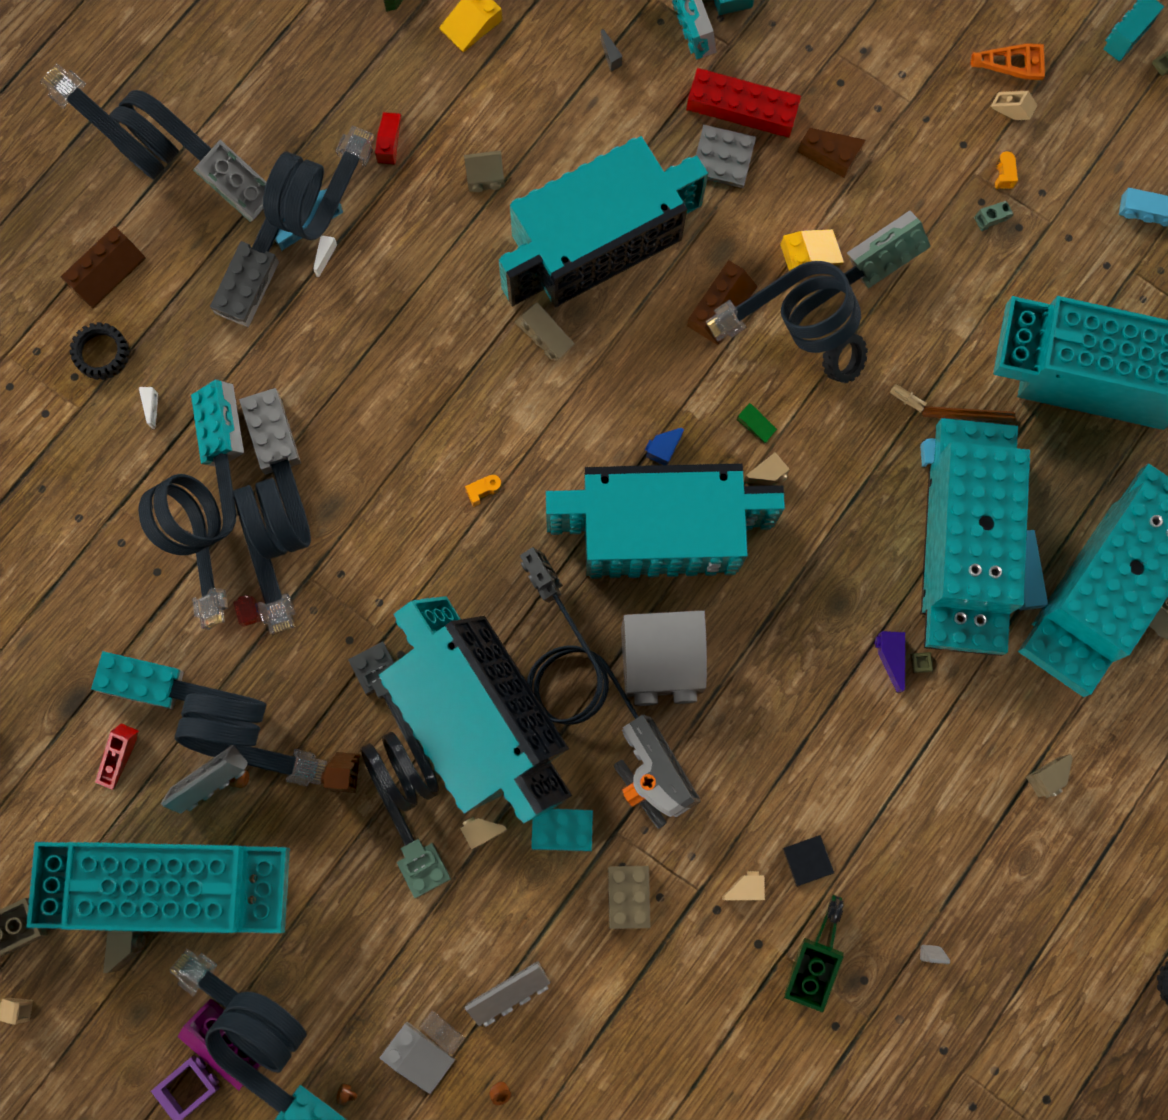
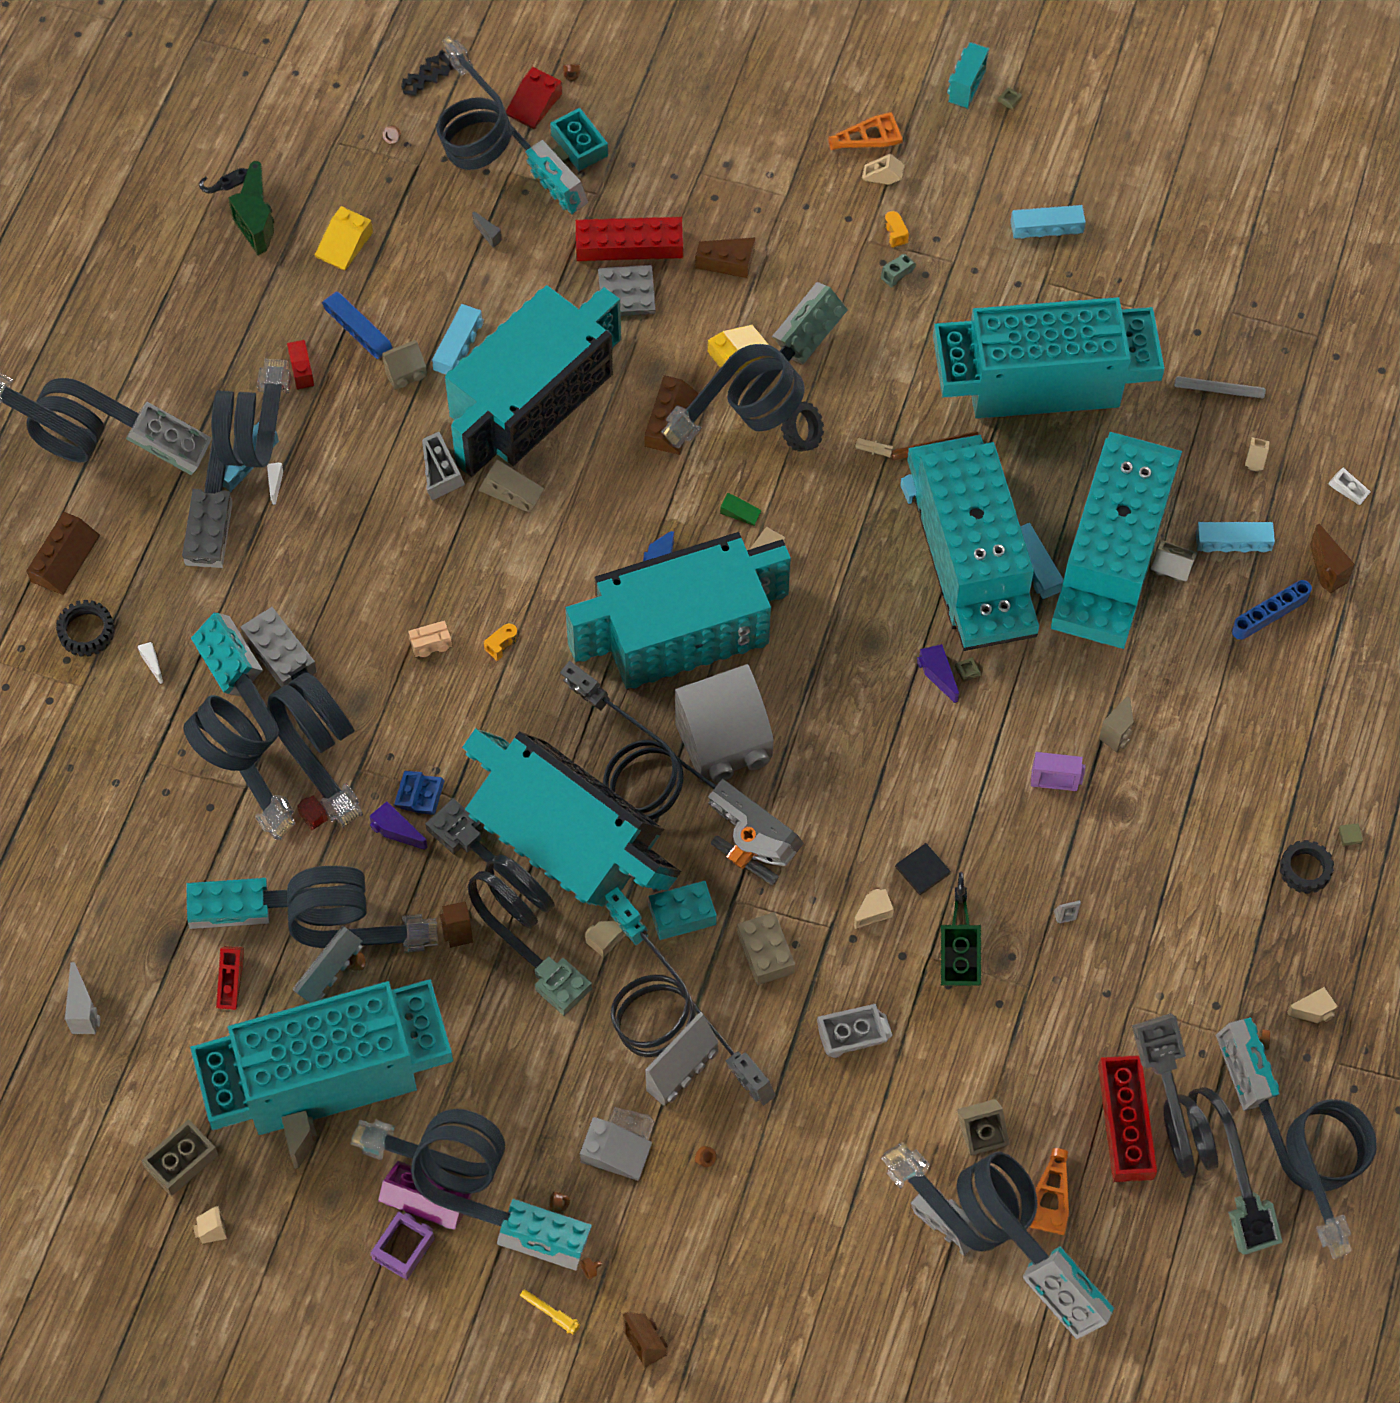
camera: 15 degrees left, 15 degrees down
(317, 647) = (394, 826): none -> dark purple slope
(355, 622) = (419, 792): none -> blue slope
(416, 466) = (430, 639): none -> light nougat brick
(454, 114) = (357, 325): none -> blue beam
(483, 293) = (440, 467): none -> light grey wedge
(505, 841) = (740, 1065): none -> piece
(544, 159) = (457, 339): none -> medium azure brick
(685, 1012) = (853, 1030): none -> light grey slope
(973, 805) = (1057, 771): none -> medium lavender window

